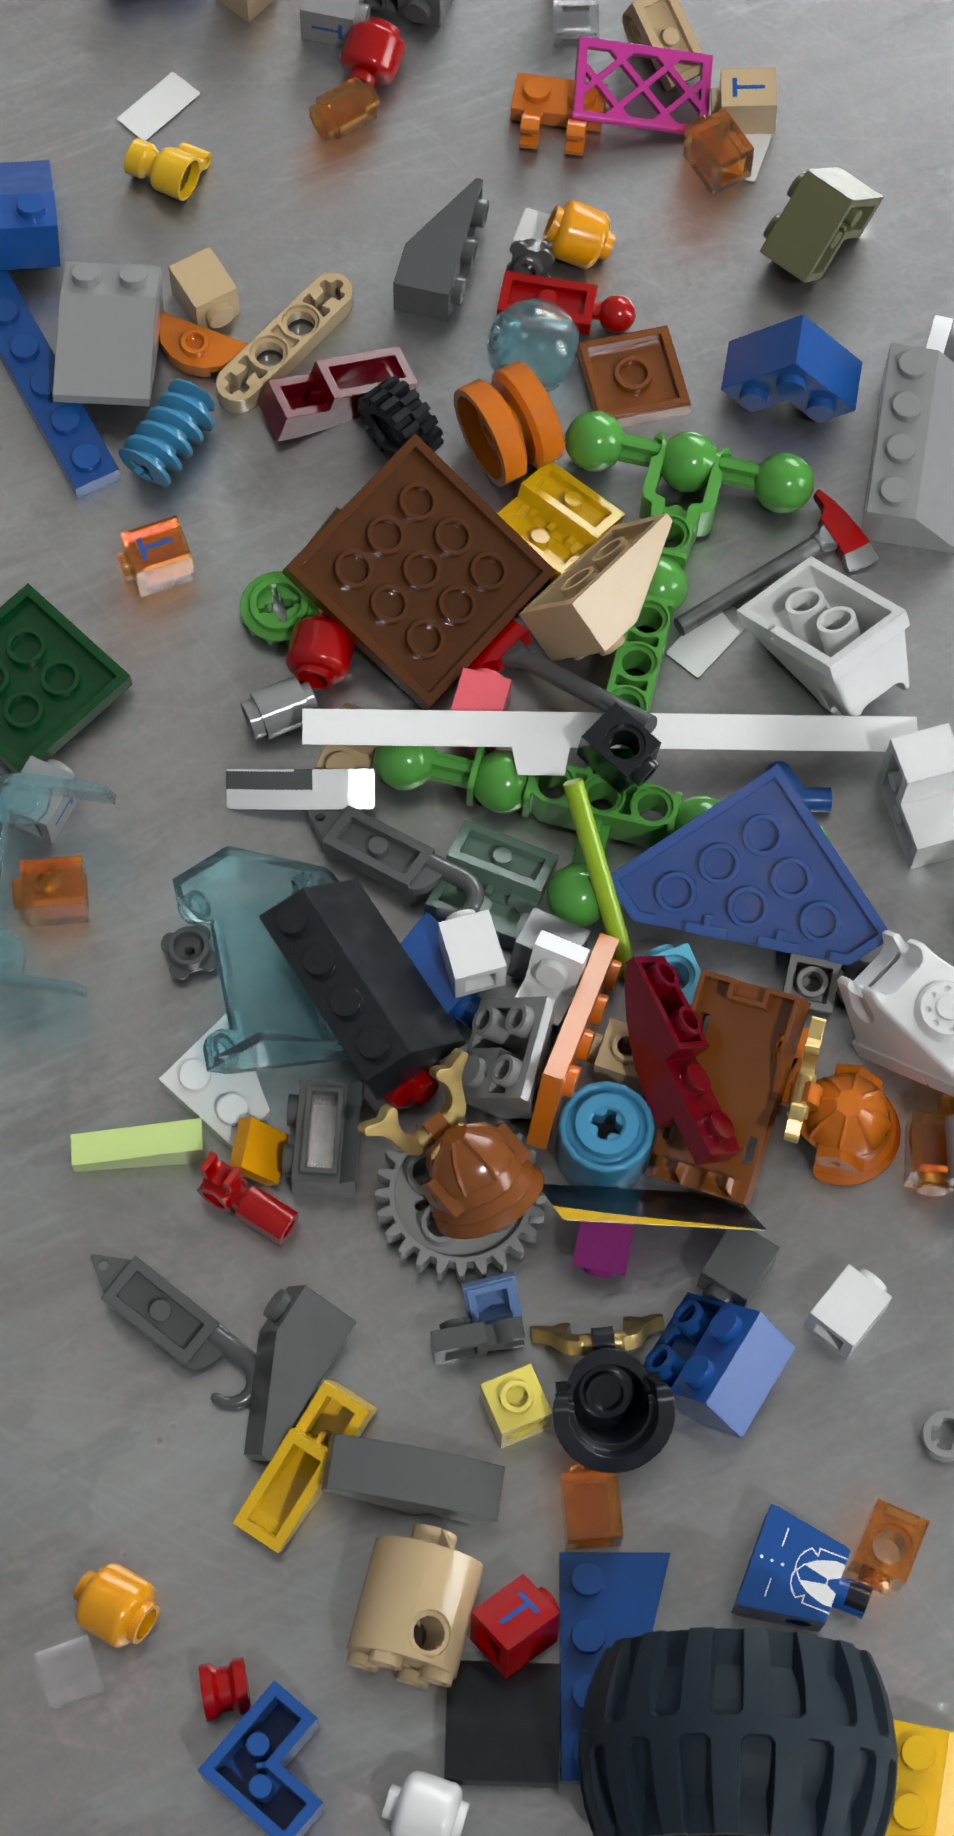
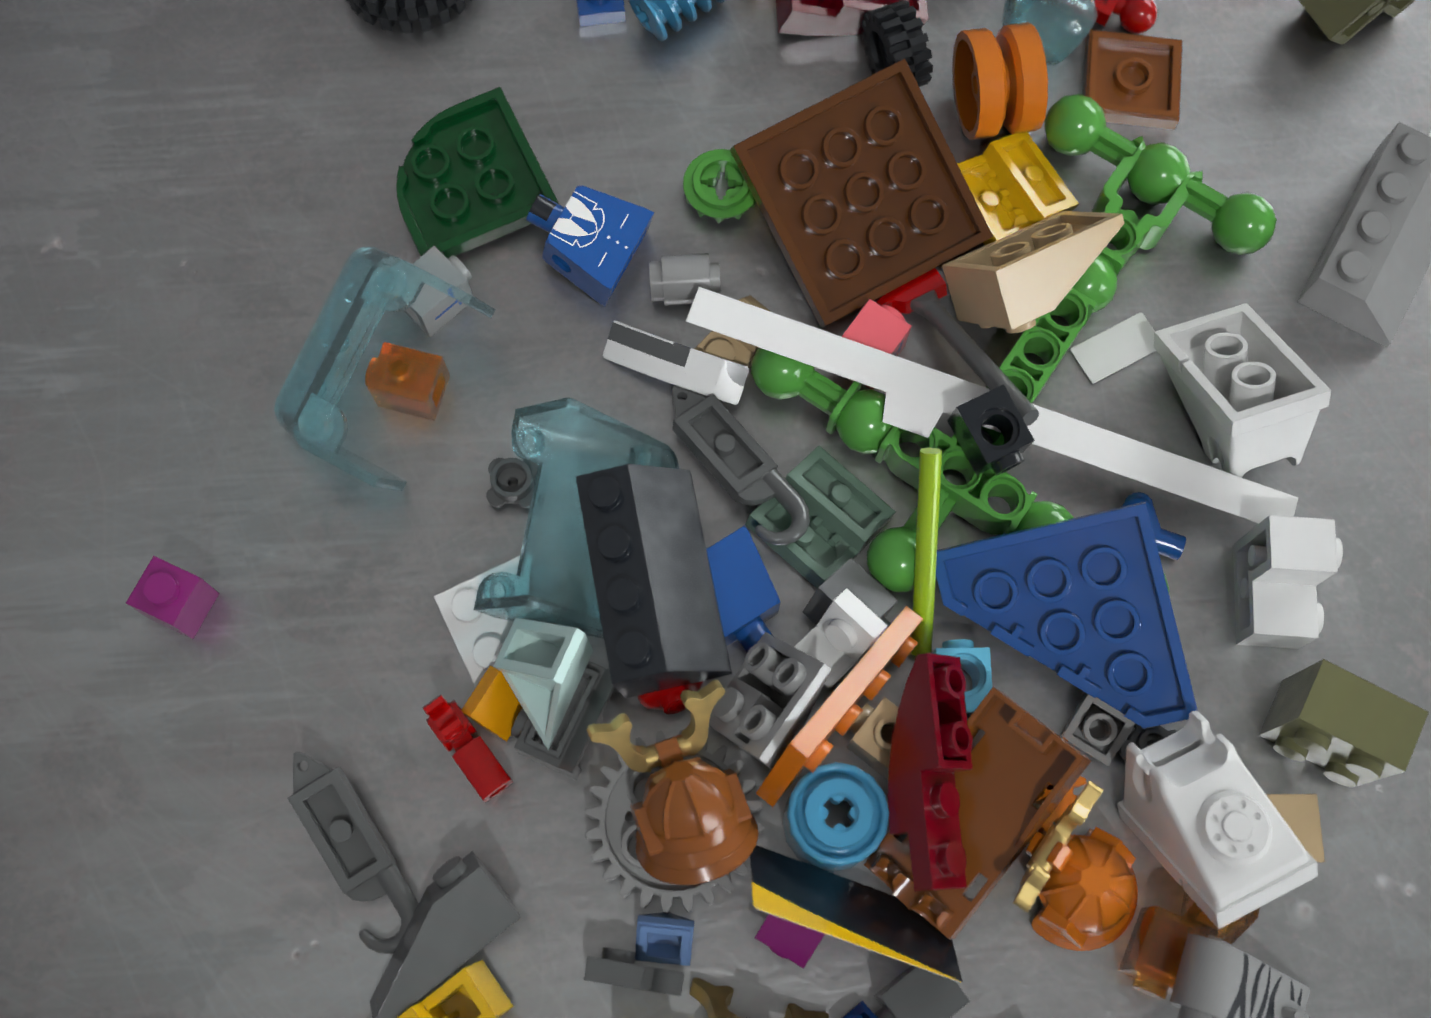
camera: 20 degrees right, 5 degrees up
(139, 1146) = (391, 655): yellowish green piece -> none
(156, 556) = (625, 99): clear orange brick -> none
(176, 699) = (591, 238): none -> blue torso
(292, 1098) = (543, 670): none -> light aqua slope
(319, 652) = (740, 239): red head -> none
(471, 952) = (771, 583): white brick -> none
(792, 364) = (1294, 111): blue brick -> none
(835, 533) = (1276, 288): flat silver piece -> none

